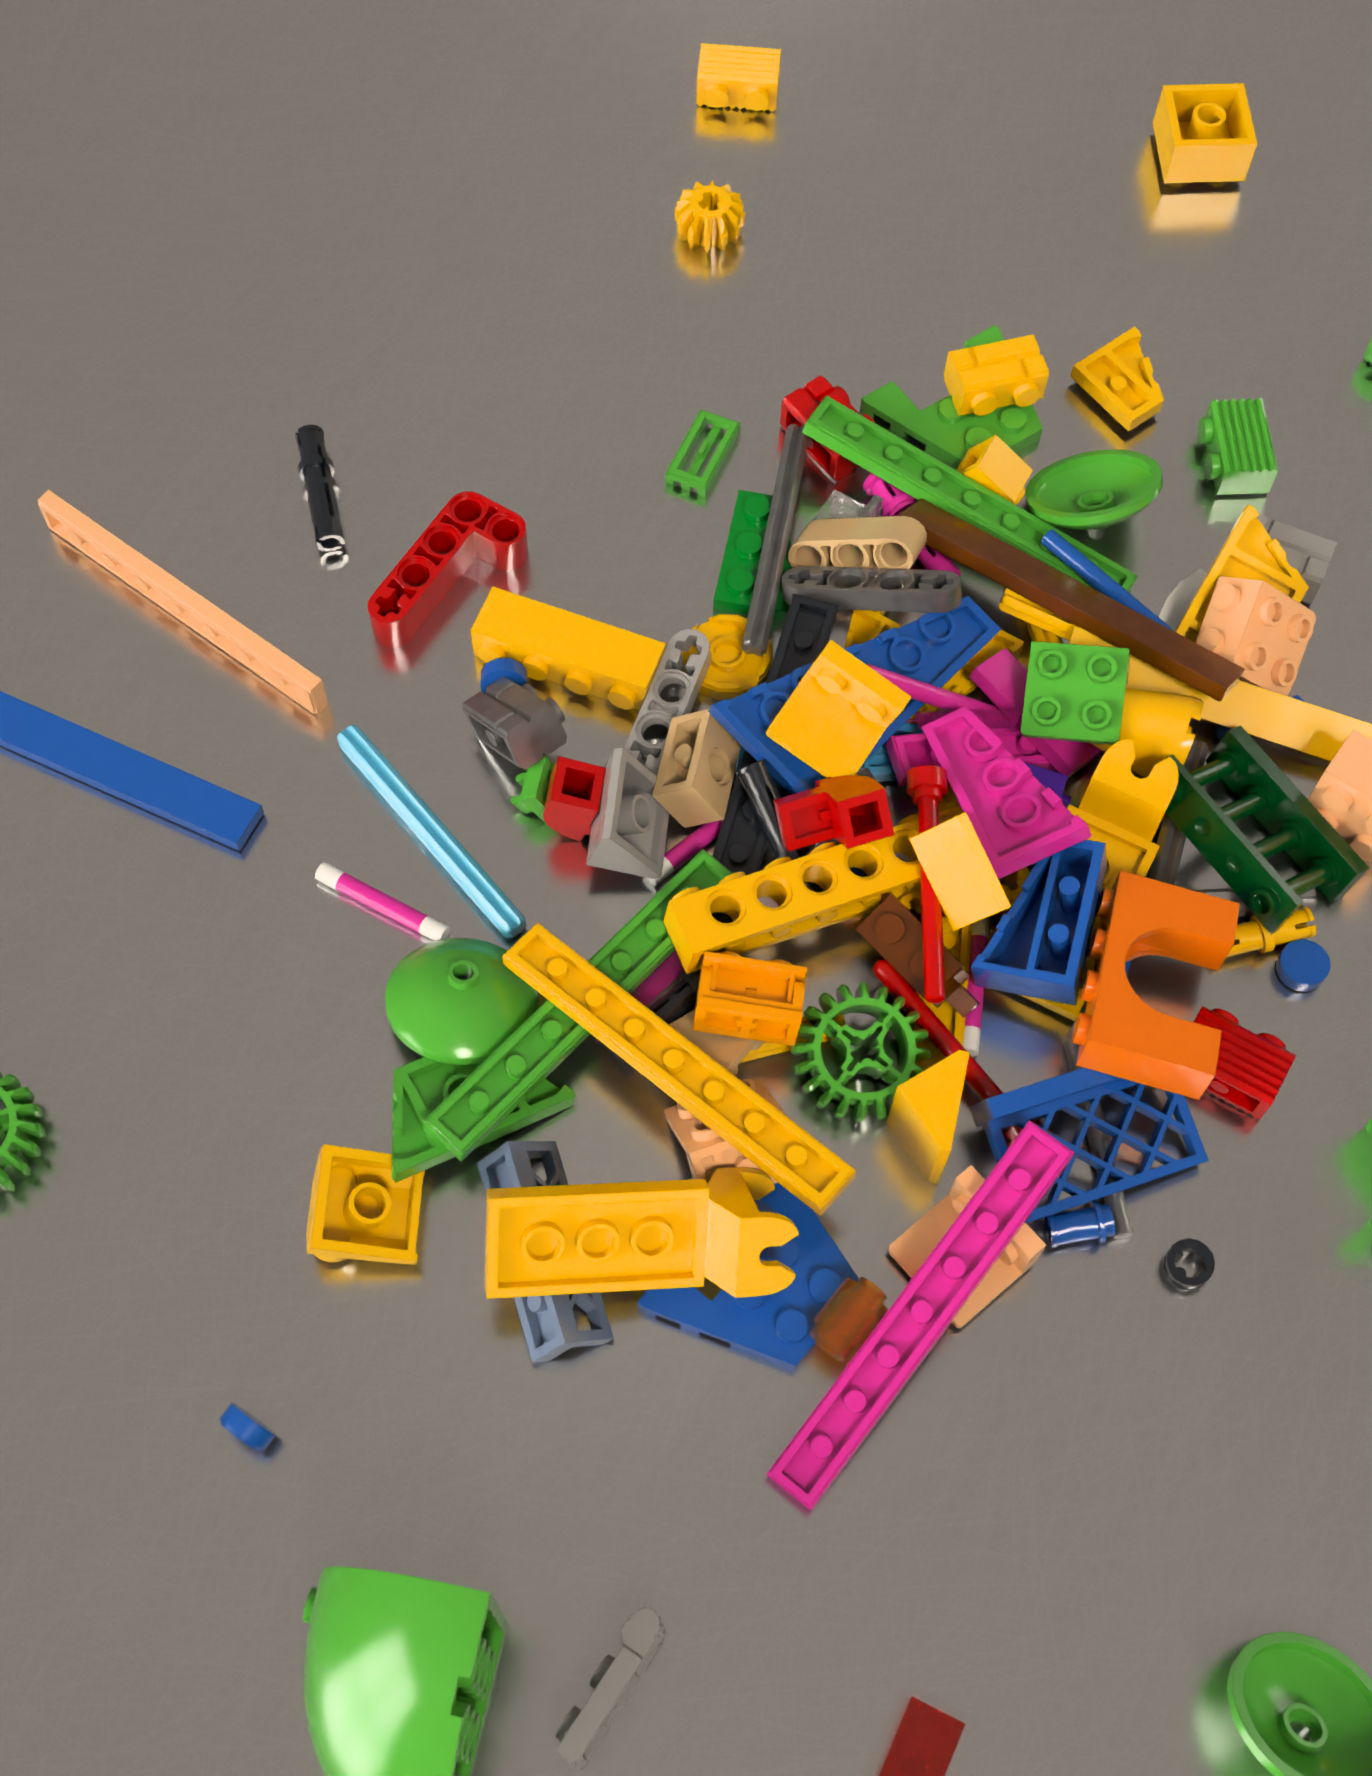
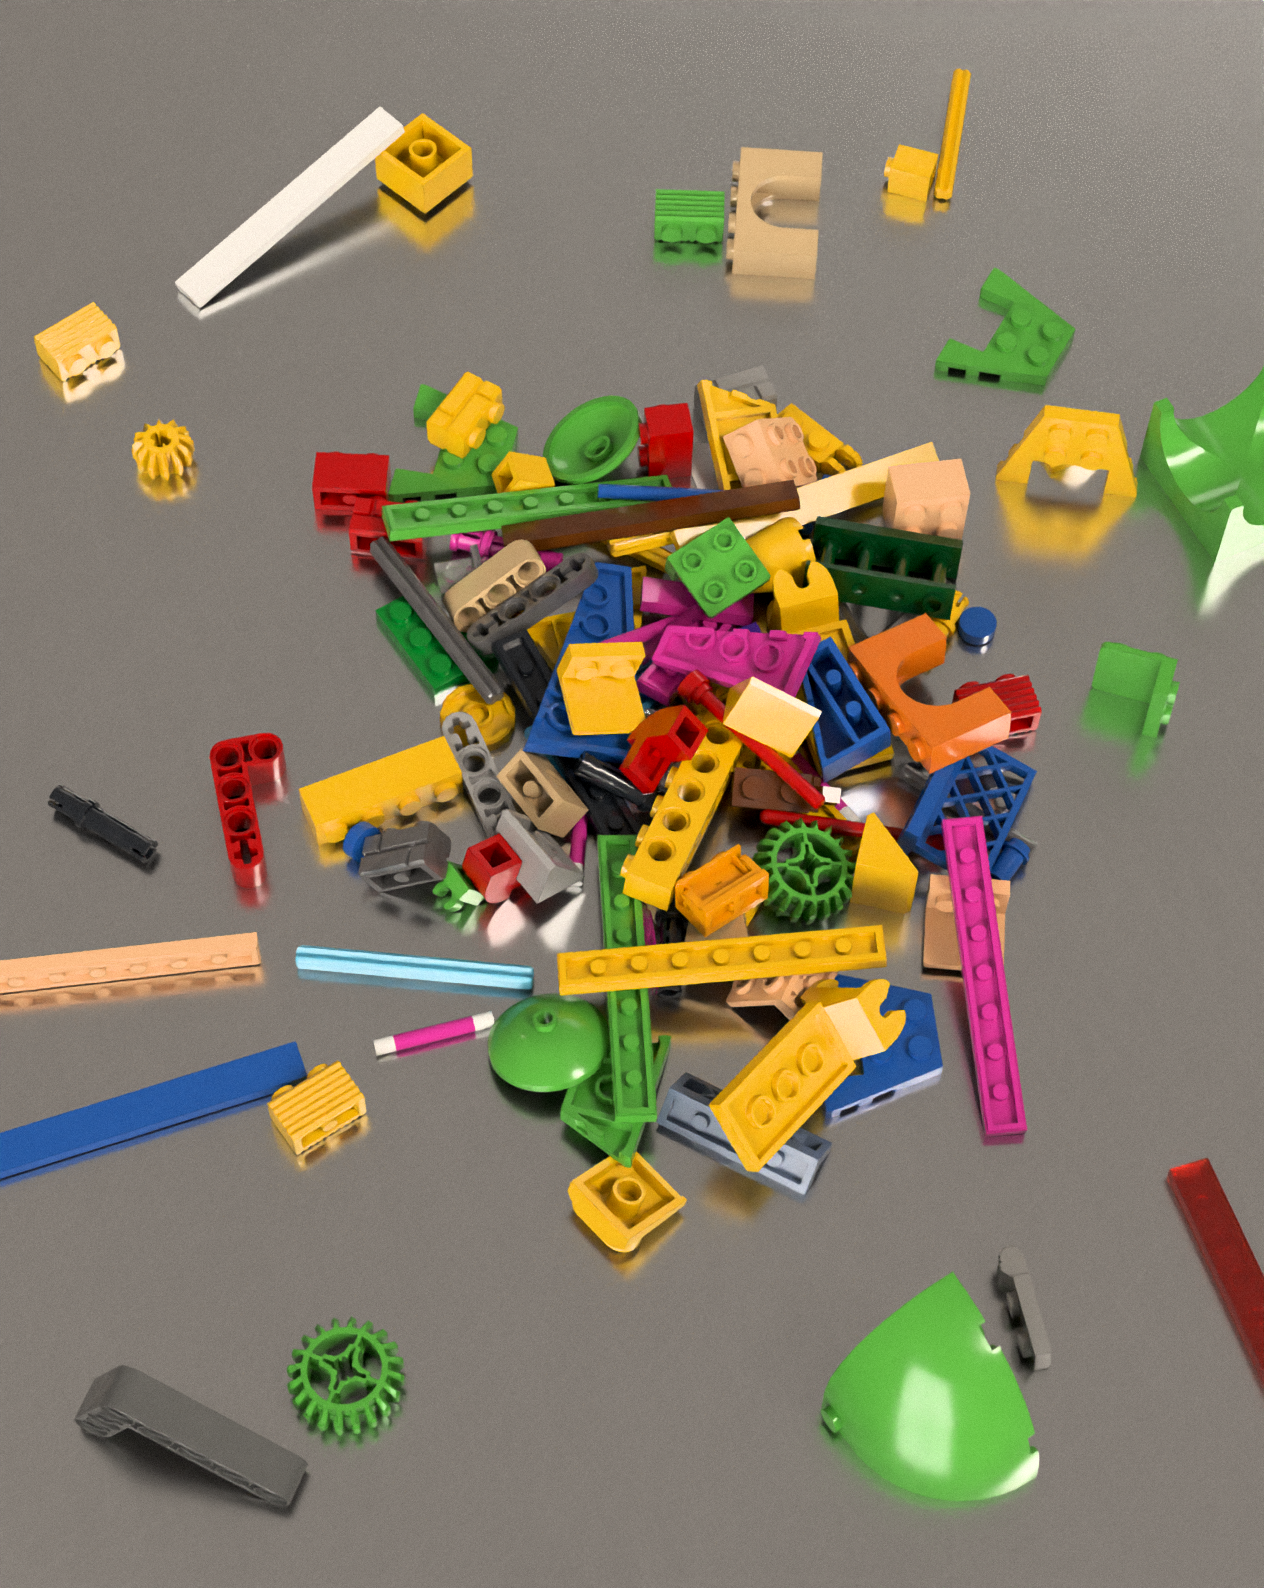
camera: 45 degrees left, 5 degrees down
(211, 876) = (316, 1106): none -> yellow brick
(246, 1427) = (692, 1370): blue tile -> none
(691, 479) = (332, 629): bright green tile -> none
(840, 356) = (345, 476): none -> red brick
(849, 1317) = (947, 1013): clear orange brick -> none
(1041, 85) = (289, 207): none -> white tile
(1121, 380) = (533, 361): yellow wing -> none
(1163, 540) = (666, 441): none -> red brick
(1199, 1253) = (1079, 824): black bush -> none
(1238, 447) = (644, 350): bright green brick -> none
(1325, 661) = (822, 445): none -> yellow hinge

